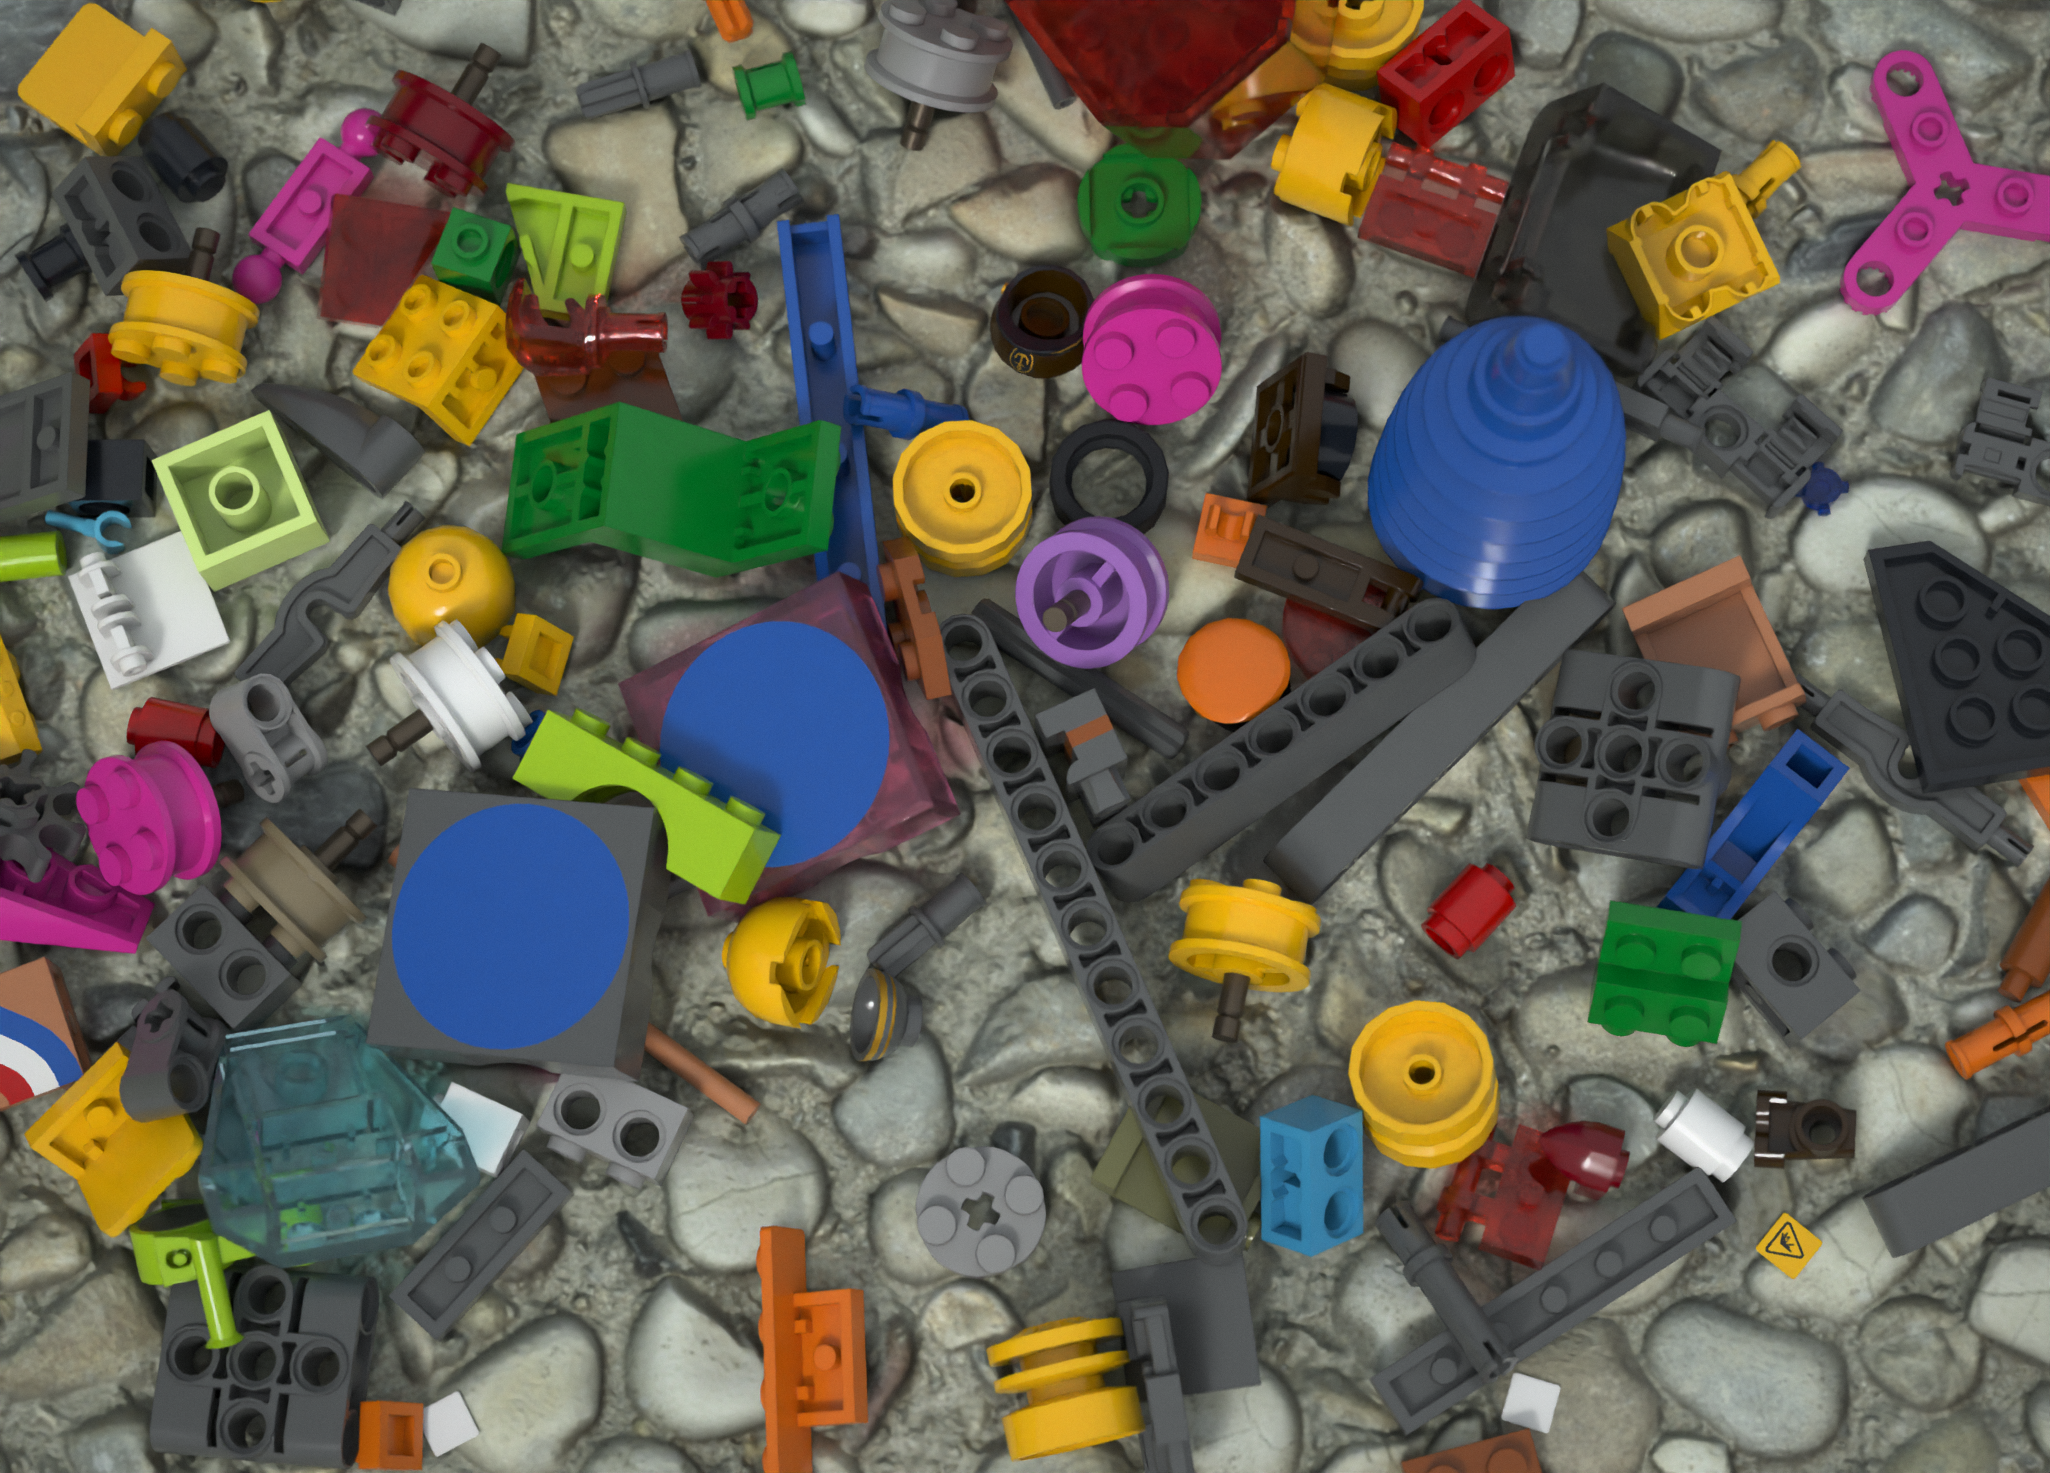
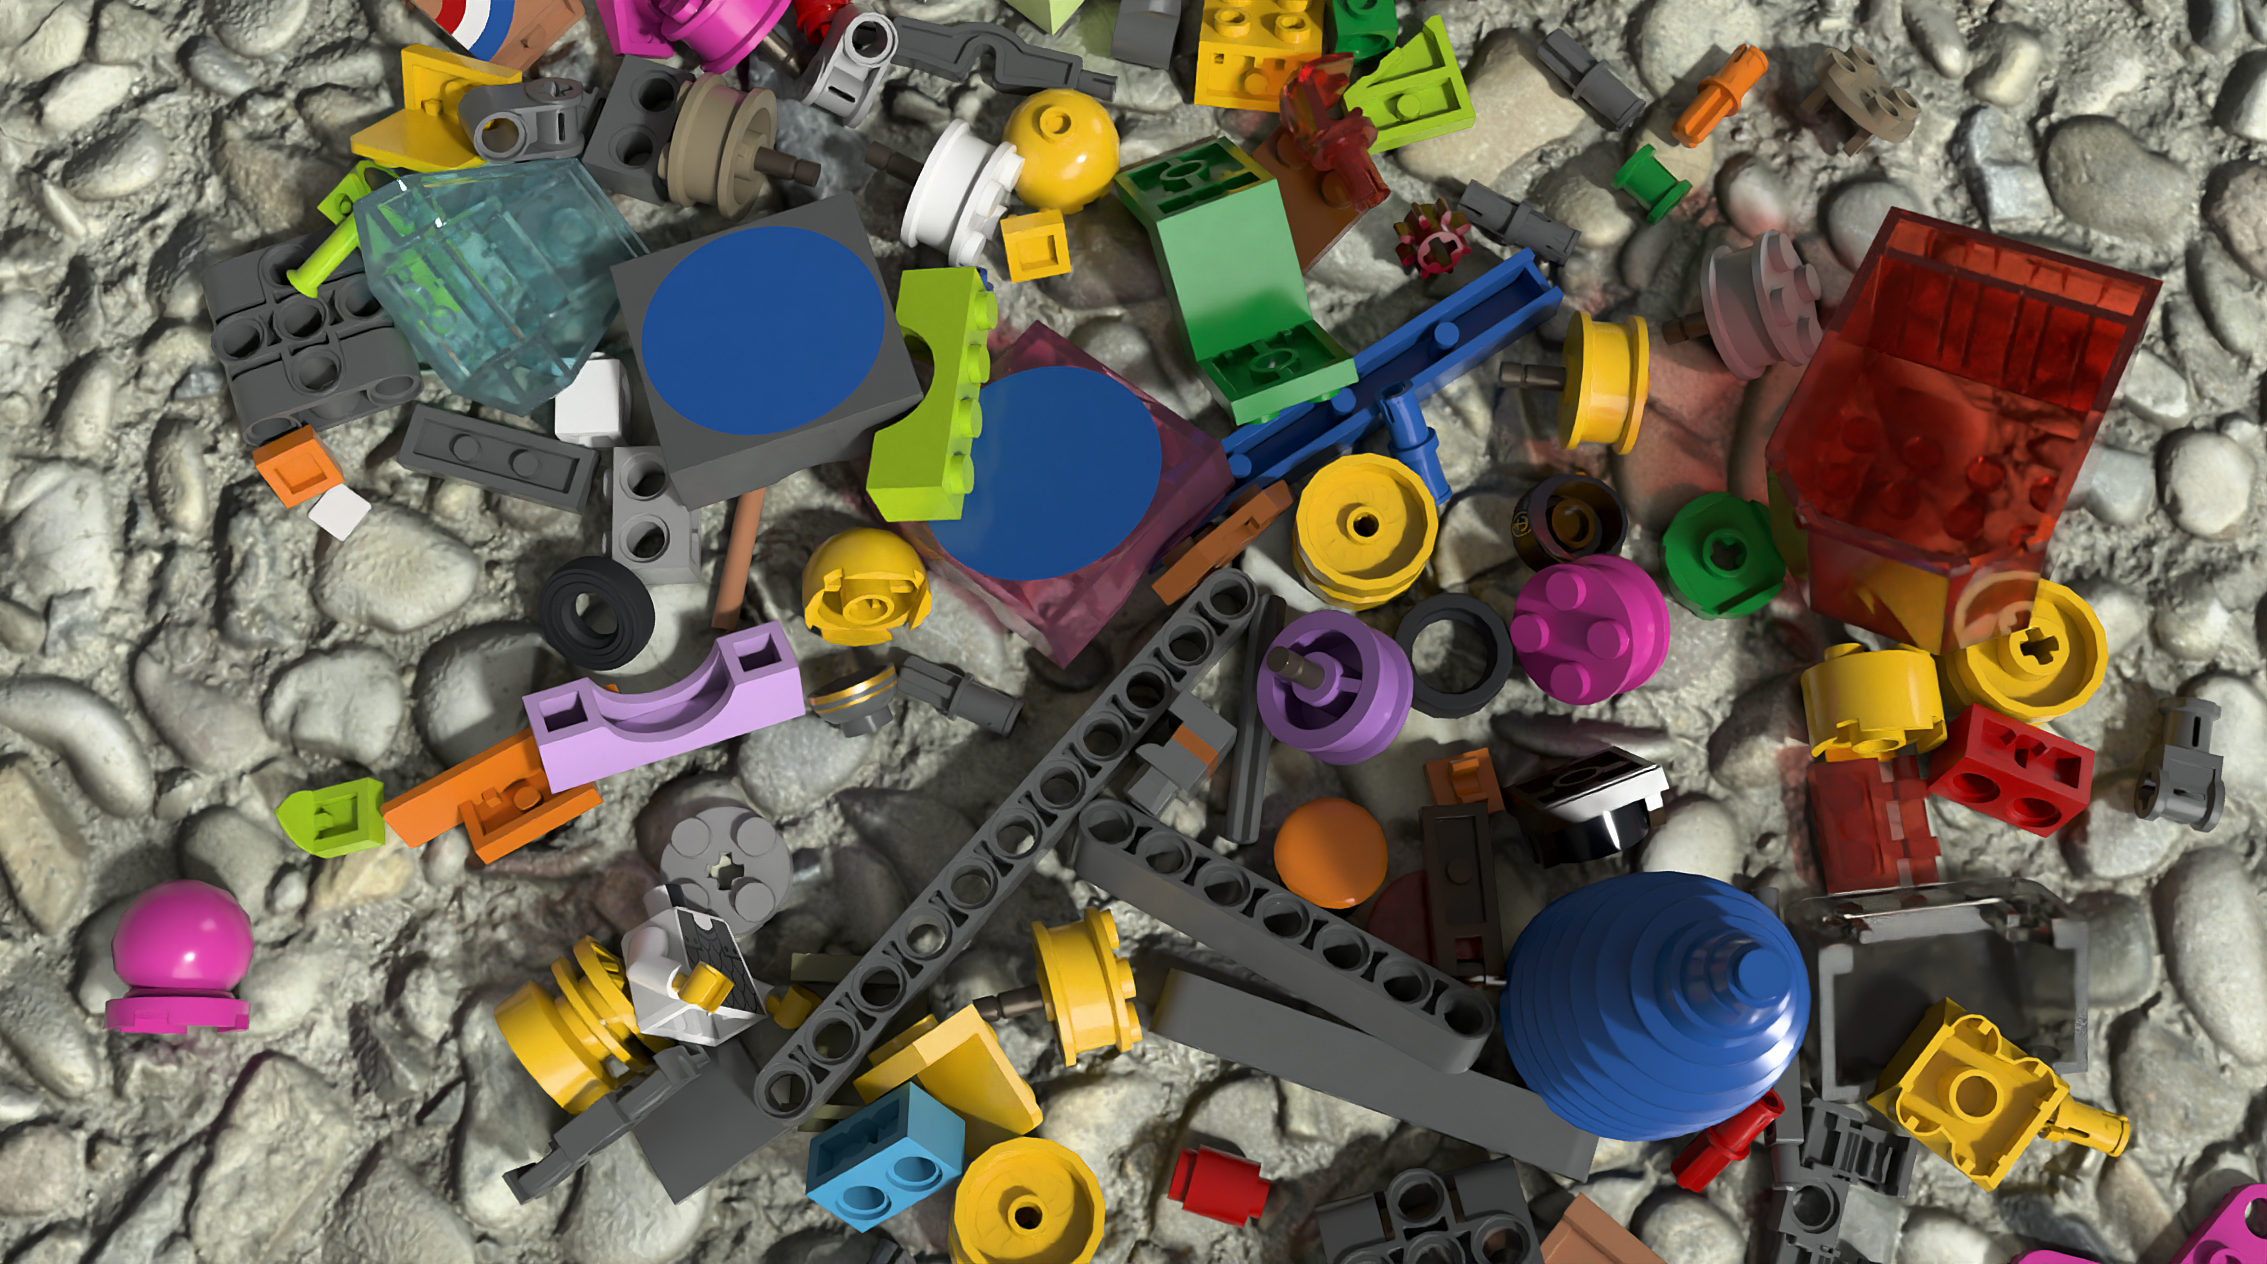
camera: 60 degrees right, 0 degrees up
(659, 1189) = (617, 587): none -> black tyre
(804, 1258) = (598, 733): none -> lavender arch
(933, 229) = (1598, 383): none -> yellow wheel
(1072, 1270) = (693, 978): none -> torso
(1268, 1070) = (962, 1071): none -> yellow bracket
(1639, 480) = (1724, 1142): none -> red axle

